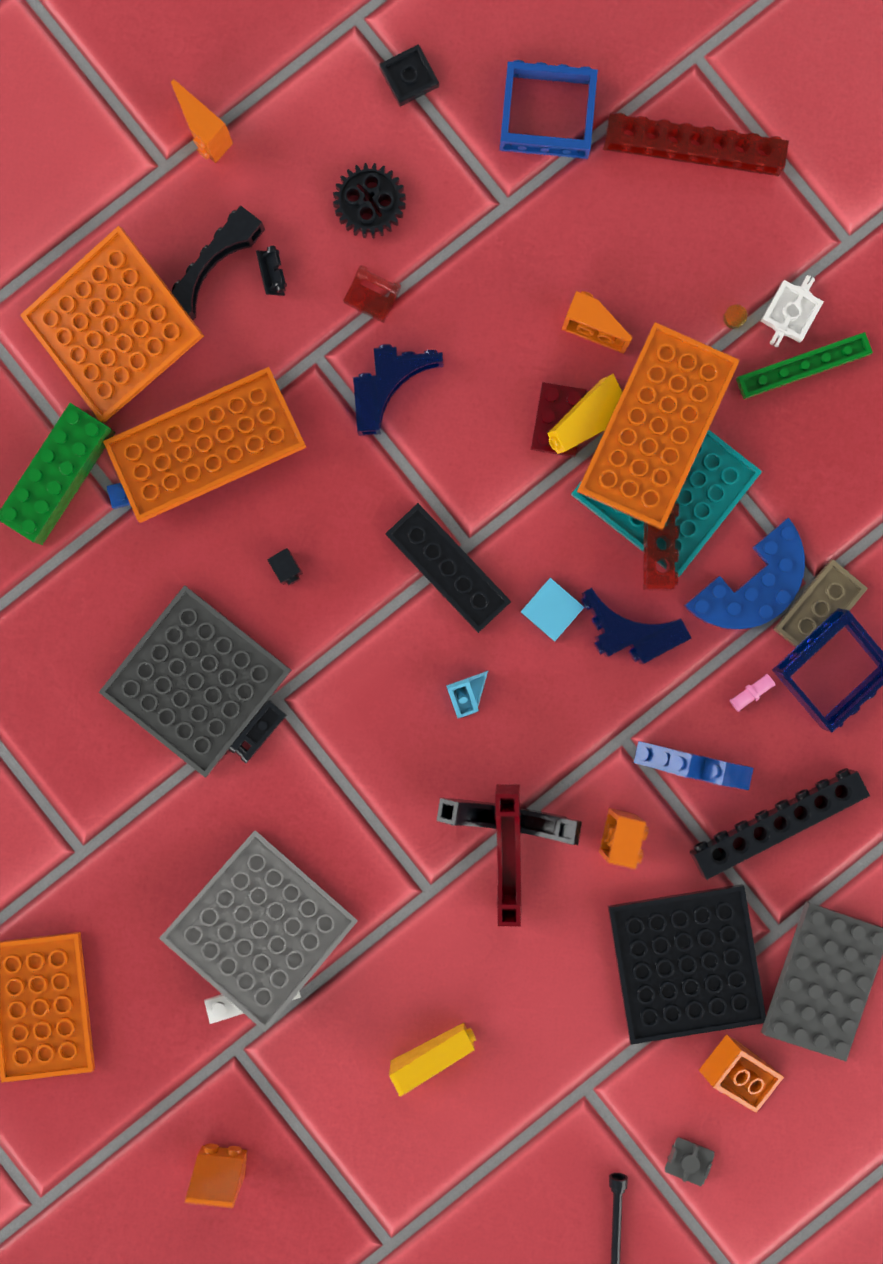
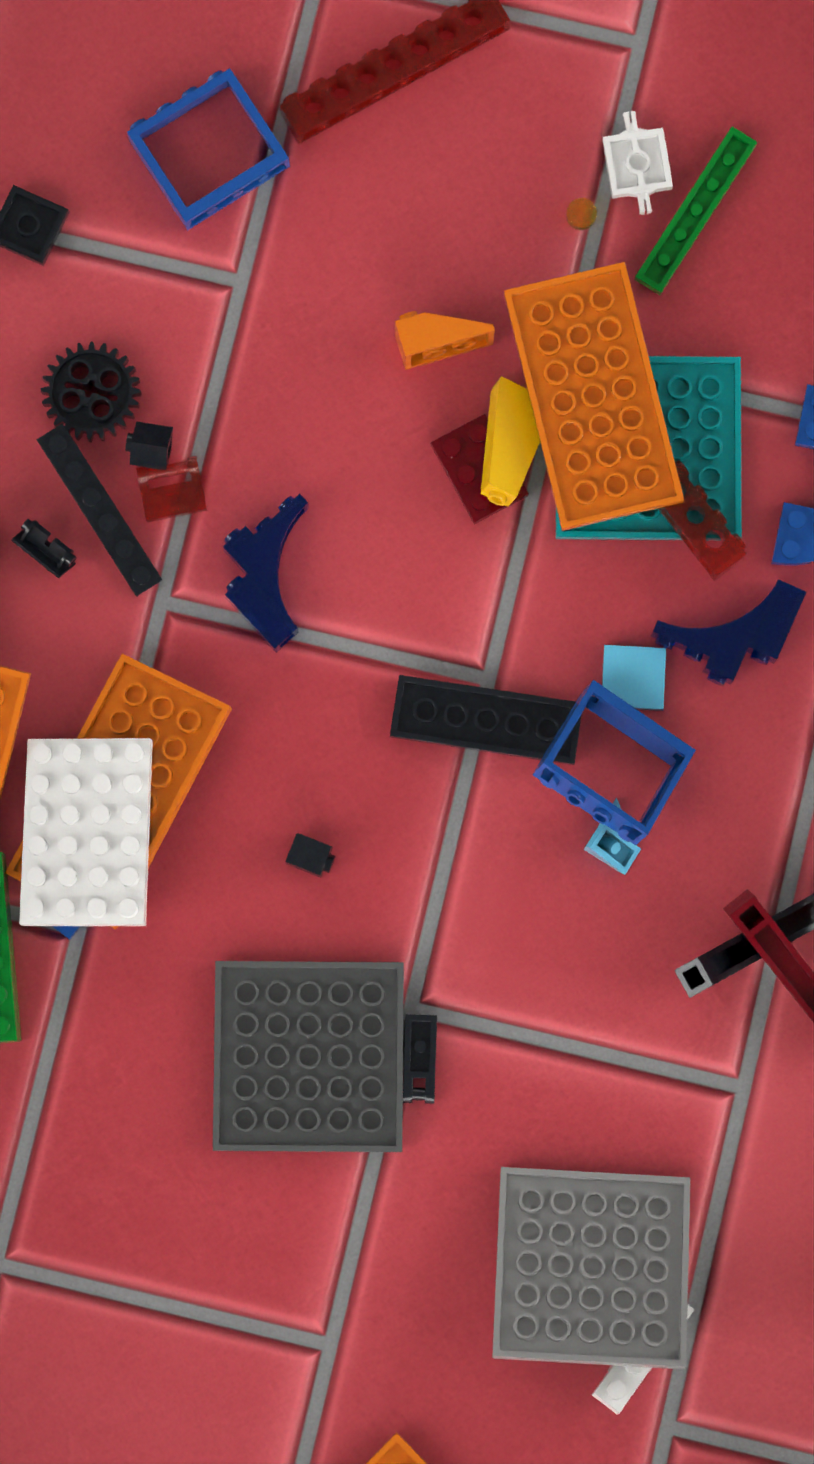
camera: 35 degrees left, 5 degrees down
(165, 453) = (86, 832): none -> white plate
(320, 272) = (99, 509): none -> black plate
(378, 257) = (150, 445): none -> black brick
(531, 640) = (638, 728): none -> blue window

